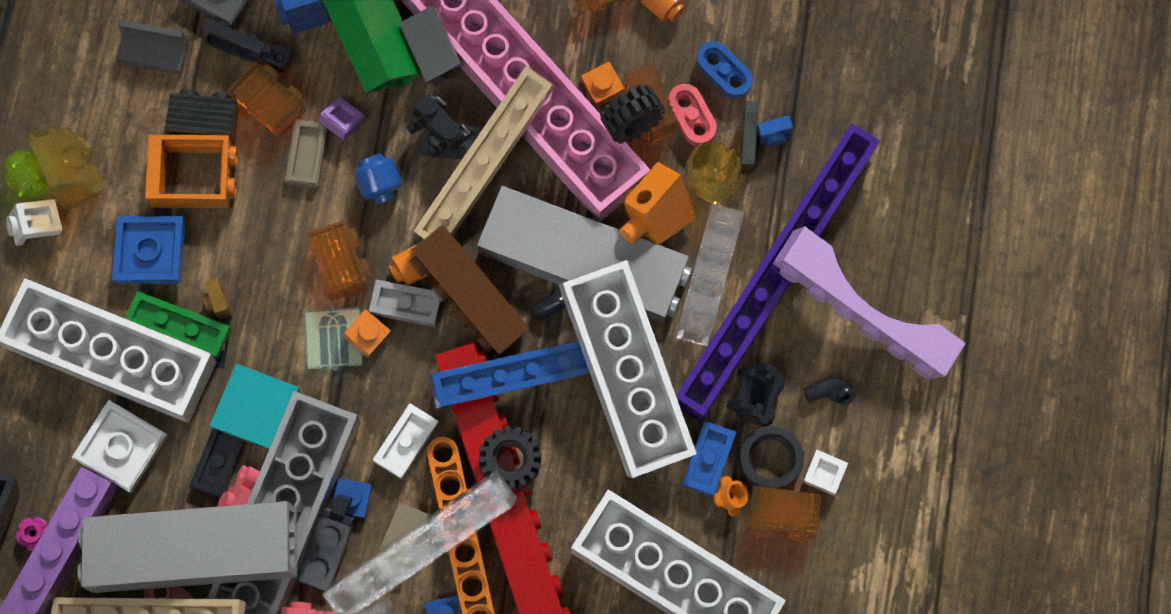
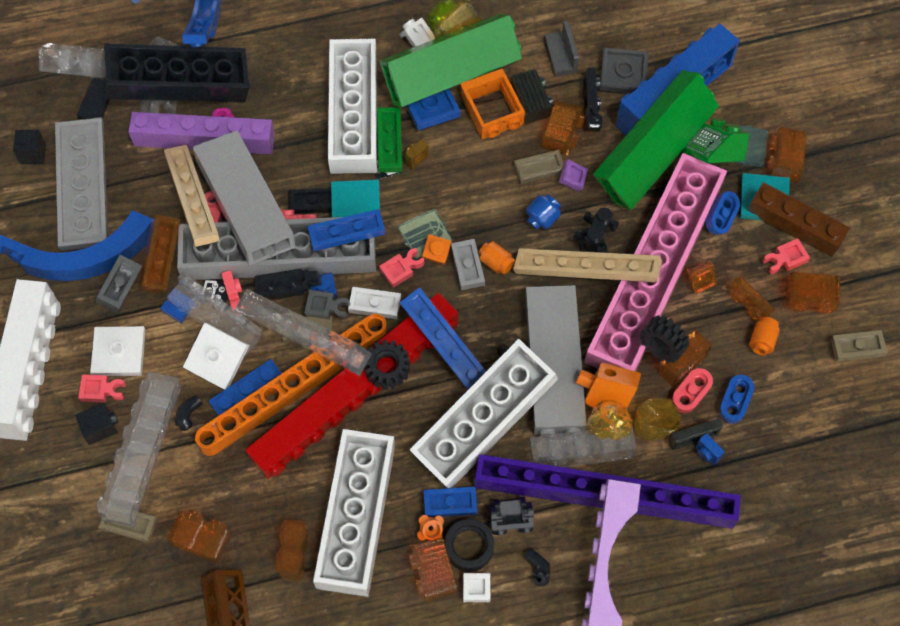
camera: 70 degrees right, 10 degrees down
(107, 194) = (451, 59): none -> green brick
(119, 446) = (297, 141): white plate -> none
(303, 433) = (346, 230): none -> blue plate
(338, 260) = (476, 212): clear orange brick -> none
(373, 391) = (399, 269): none -> coral plate
(381, 508) = (322, 304): none -> dark grey plate
(430, 45) = (647, 201): dark grey panel -> none
(468, 290) = (492, 293): reddish brown brick -> none
(553, 32) = (702, 277): none -> clear orange tile
(602, 84) = (686, 320): orange plate -> none
(700, 226) = (610, 420): none -> clear yellow hair

